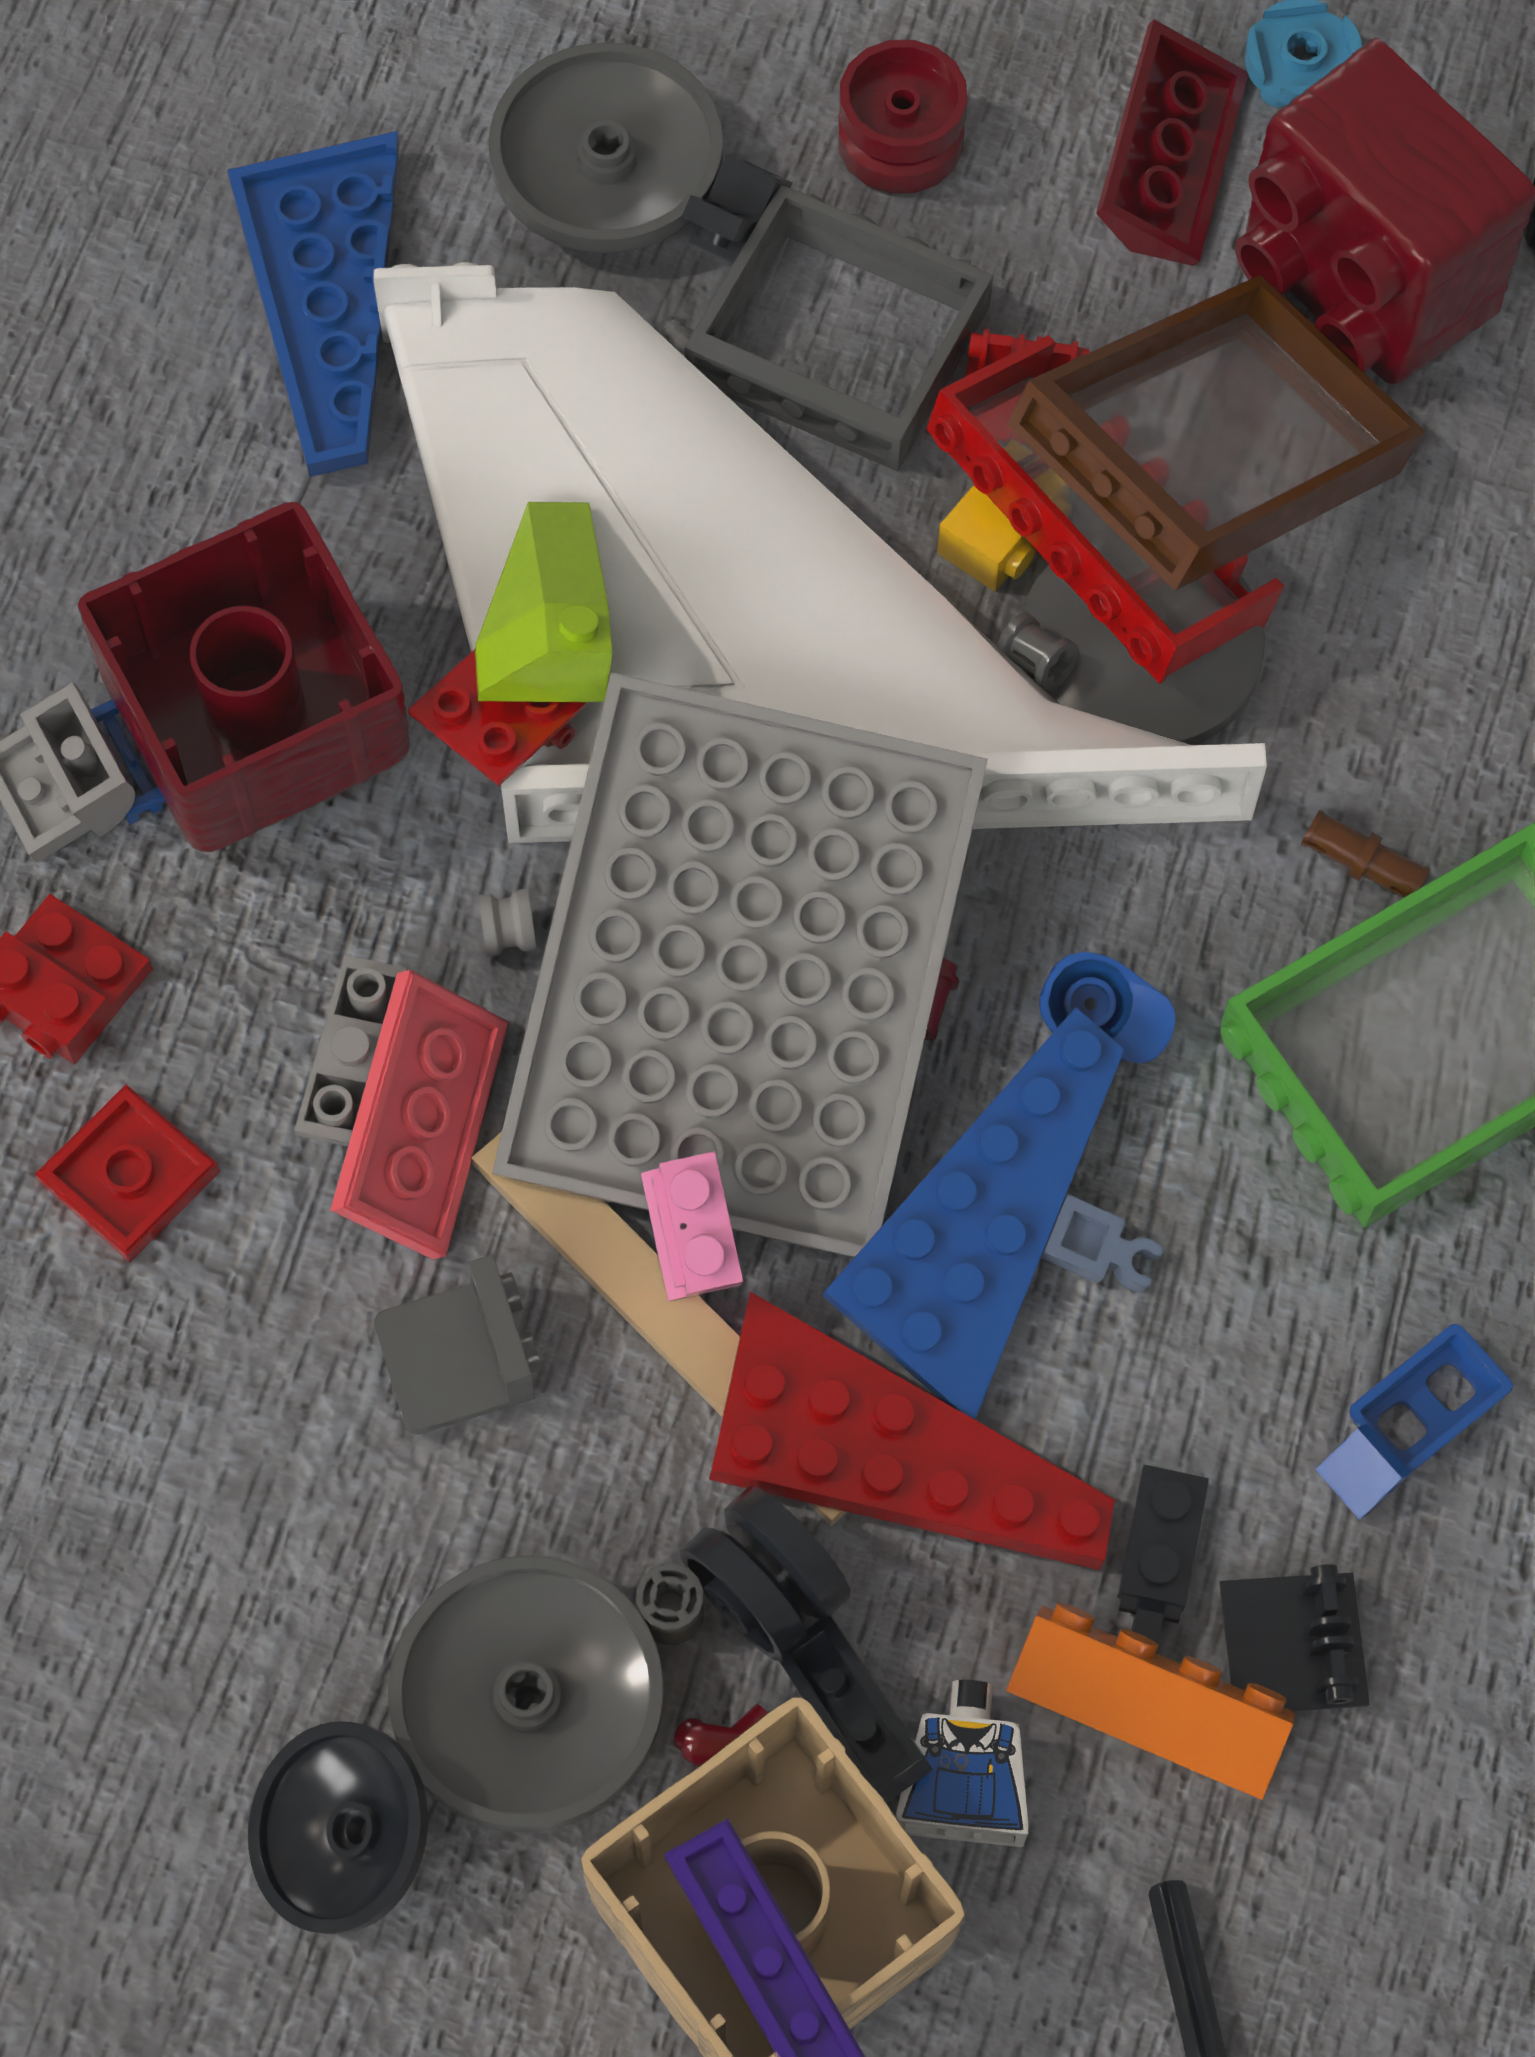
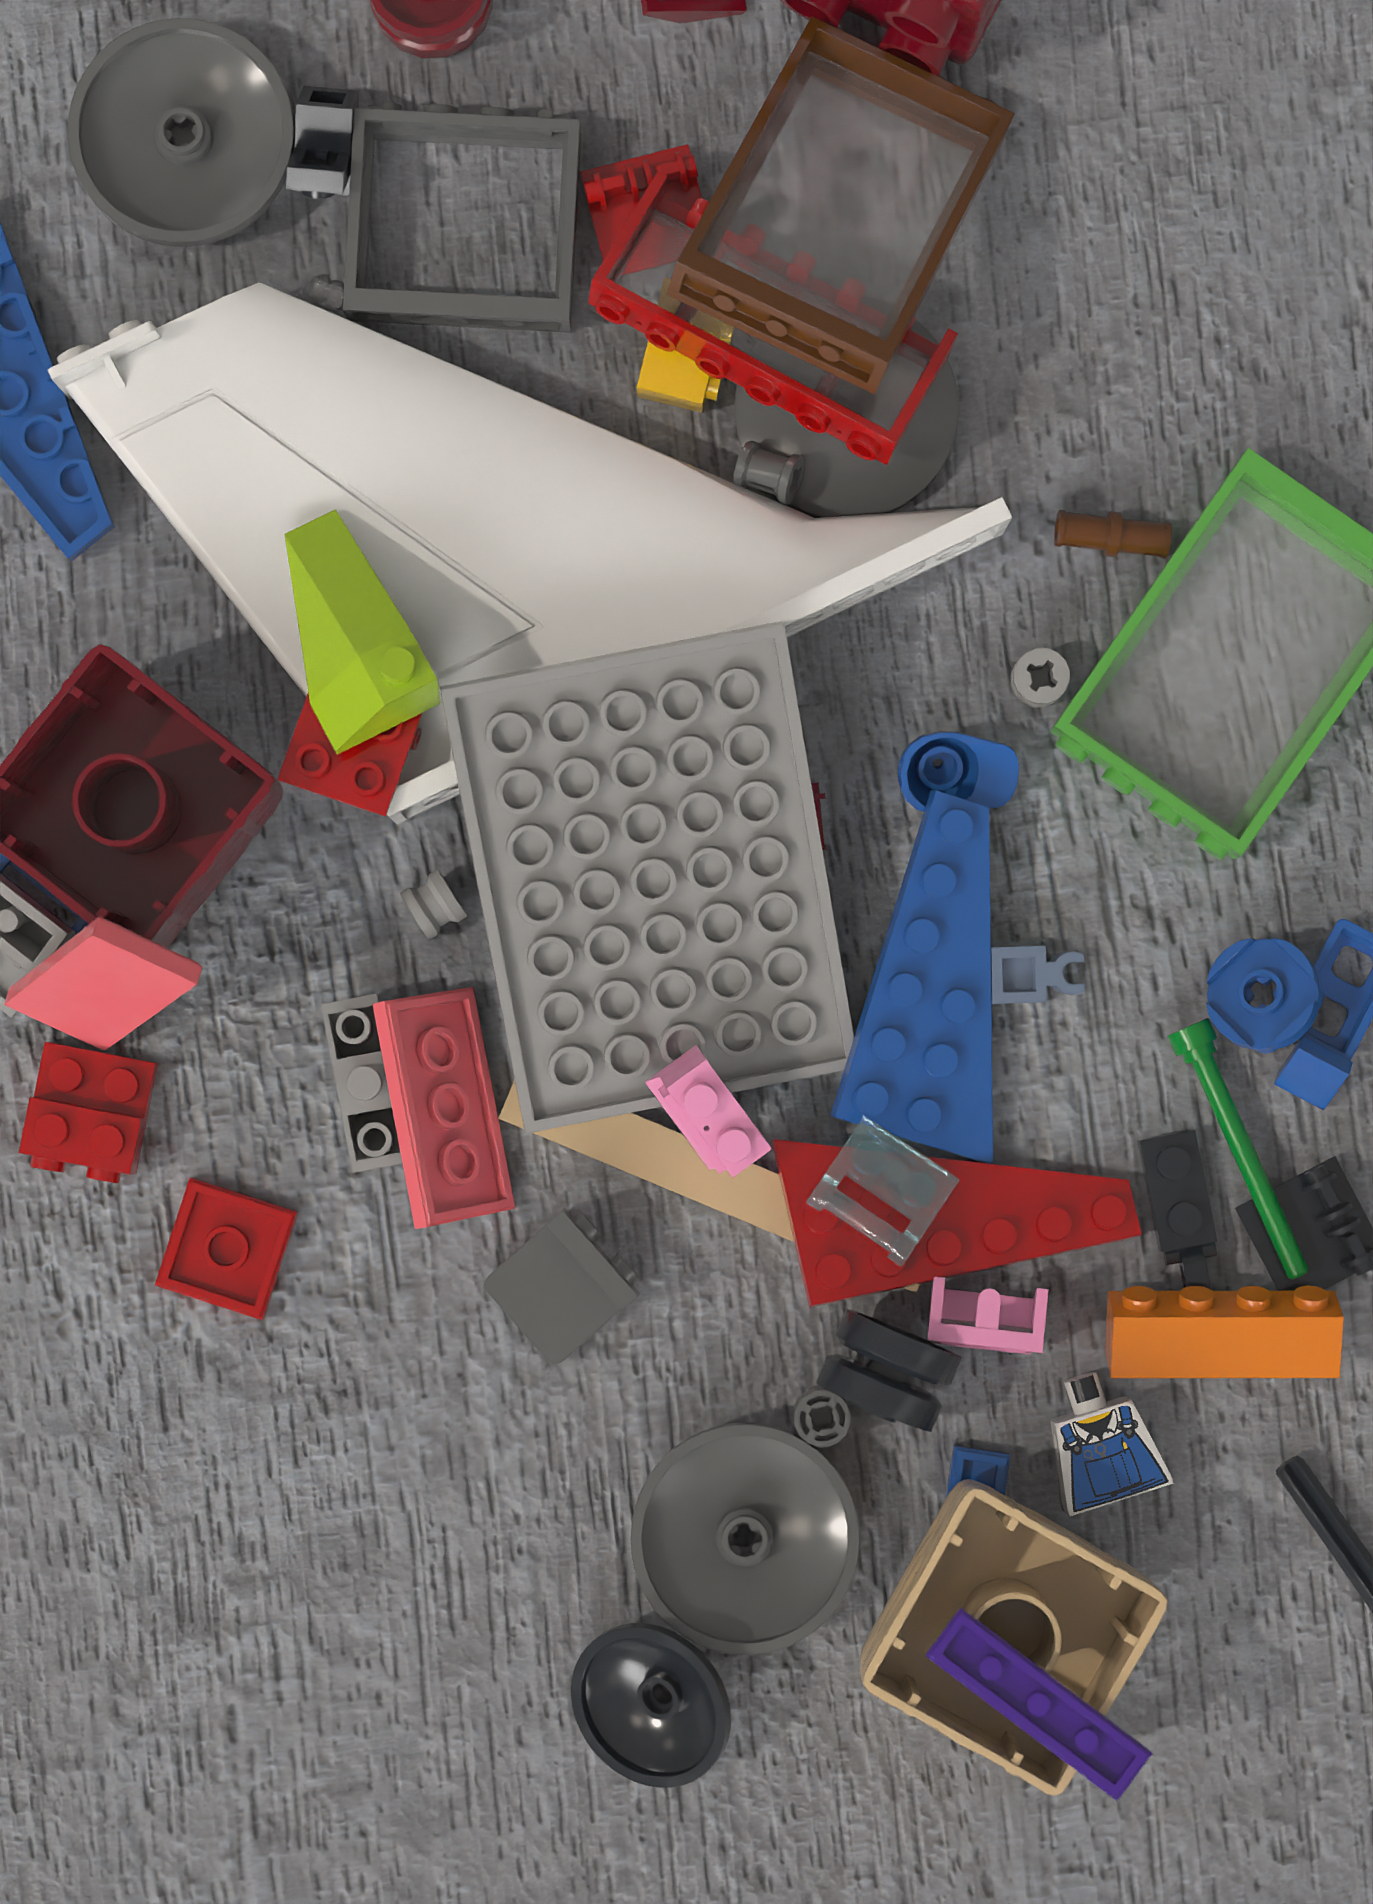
camera: 20 degrees left, 20 degrees up
(134, 826) = (103, 984): none -> coral tile
(702, 1740) = (910, 1505): dark red arm -> none
(855, 1709) = (1005, 1447): black plate -> none
(859, 1366) = (895, 1176): none -> clear light blue plate
(892, 1577) = (987, 1319): none -> bright pink window
(1228, 975) = (1034, 686): none -> light grey wheel
(1246, 1389) = (1196, 1047): none -> green piece
(1347, 1393) = (1230, 994): none -> blue plate

